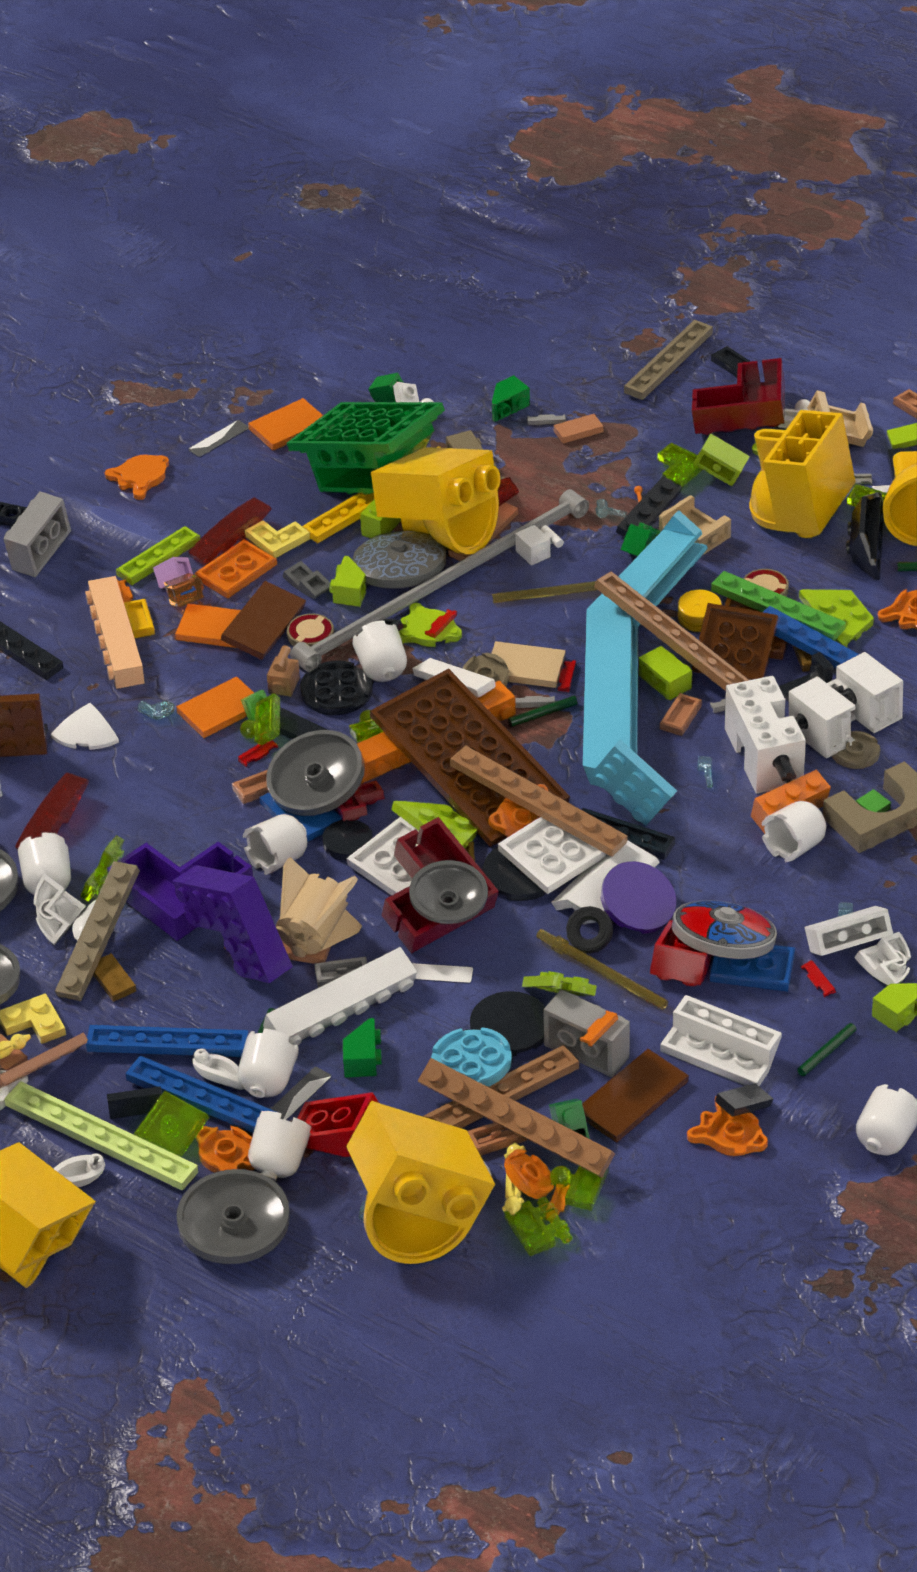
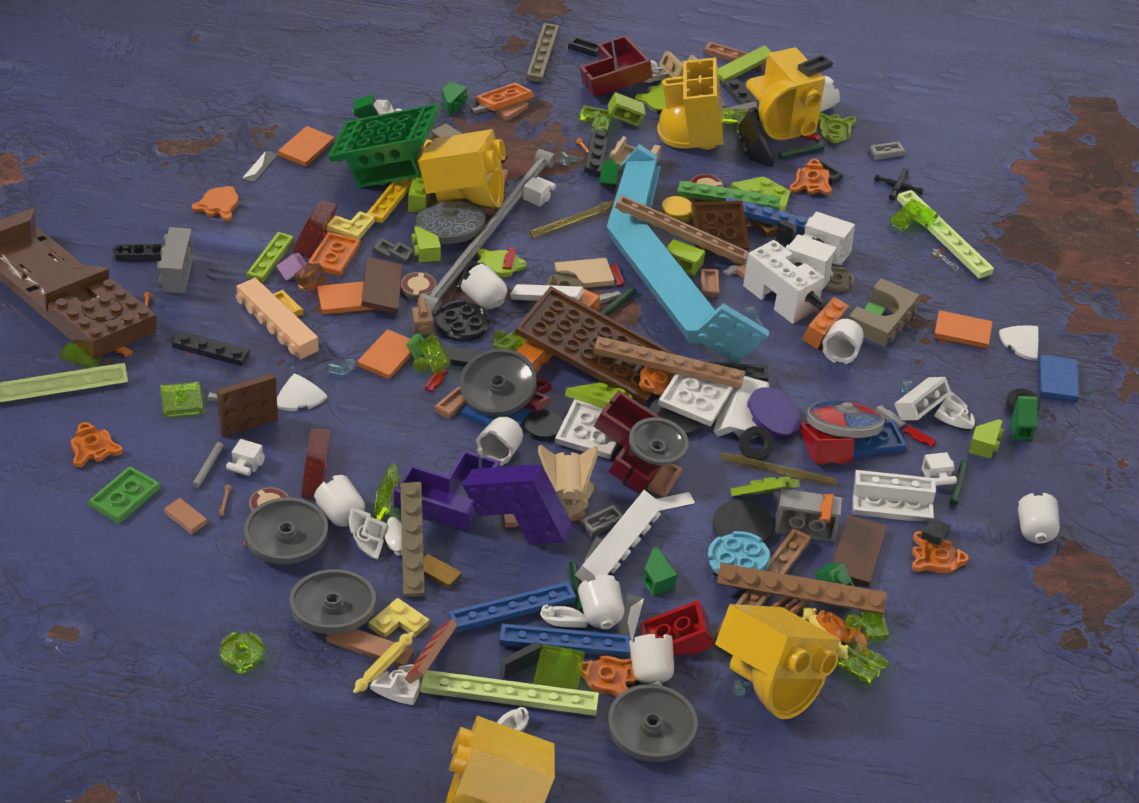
camera: 30 degrees left, 0 degrees up
(452, 943) = (665, 479): none -> nougat tile
(577, 410) = (504, 96): none -> orange tile
(798, 942) = (888, 415): none -> light grey piece
(807, 1025) = (939, 467): none -> white brick

